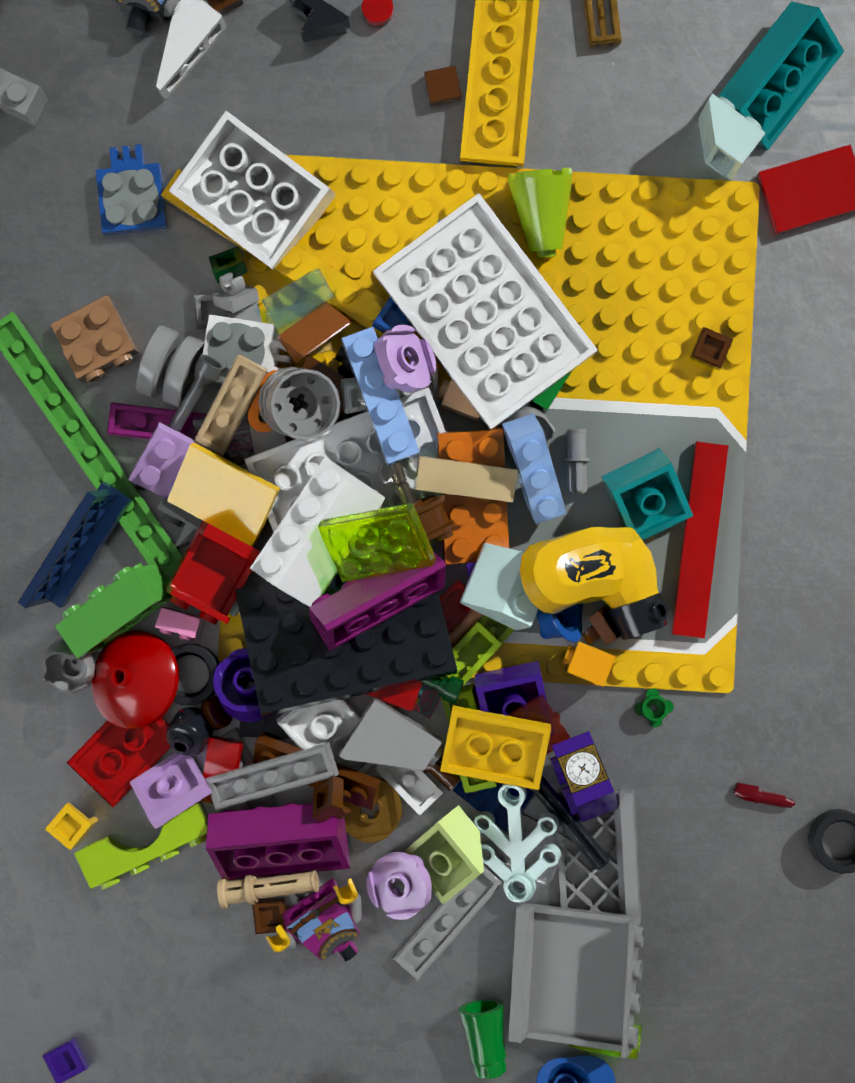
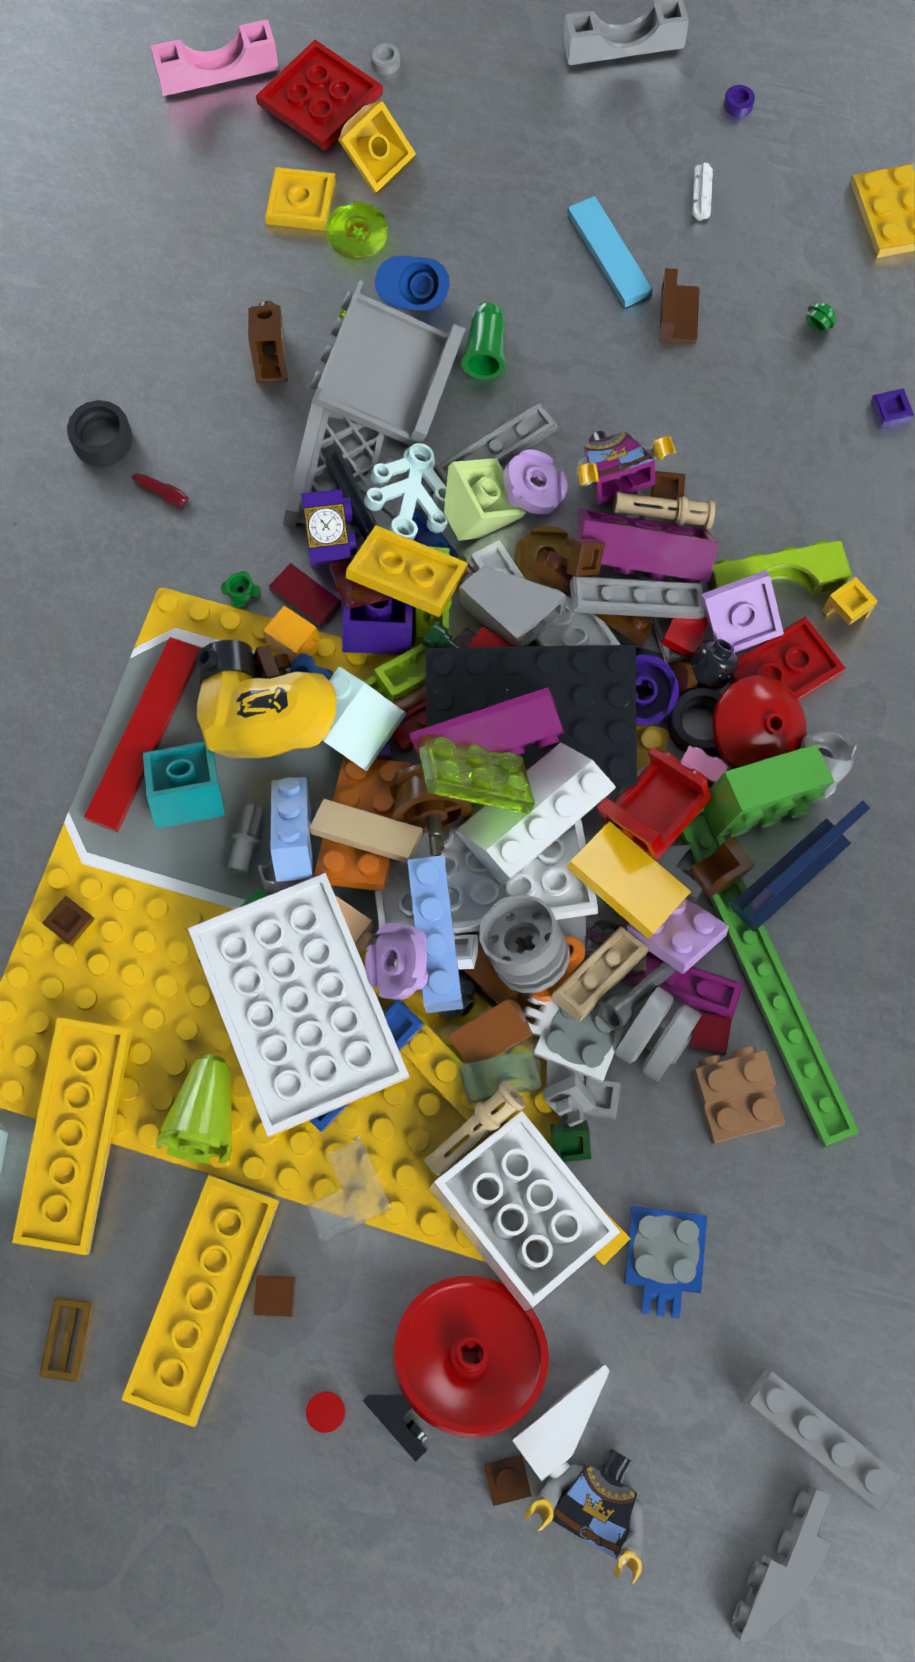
camera: 170 degrees left, 15 degrees down
(124, 388) = (711, 1034): none -> dark red tile
(143, 527) = (722, 868): none -> reddish brown panel
(271, 70) = (470, 1357): none -> red dish
(300, 256) = (485, 1114): none -> tan pin
(392, 172) = (360, 1196): none -> clear panel
(591, 716) = (305, 595): none -> dark red tile
(646, 167) = (72, 1136): none -> yellow plate
(704, 982) = (267, 327): none -> reddish brown torso

